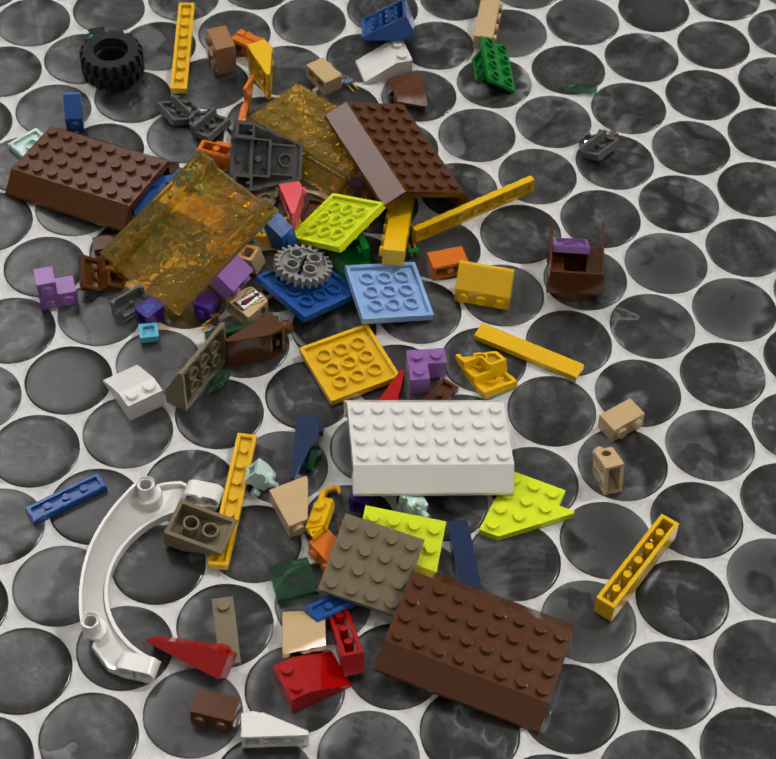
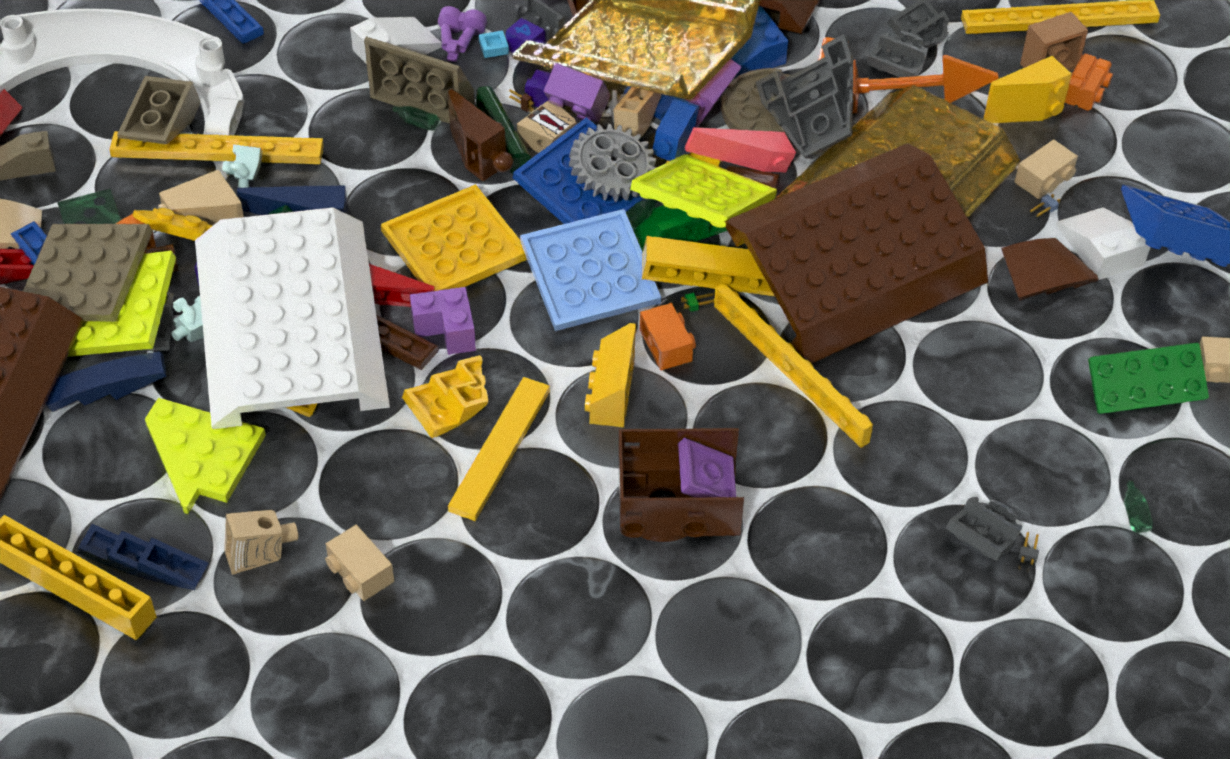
camera: 85 degrees right, 0 degrees up
(124, 344) = (453, 21): none -> medium lavender piece
(614, 534) = (142, 558): none -> dark blue slope

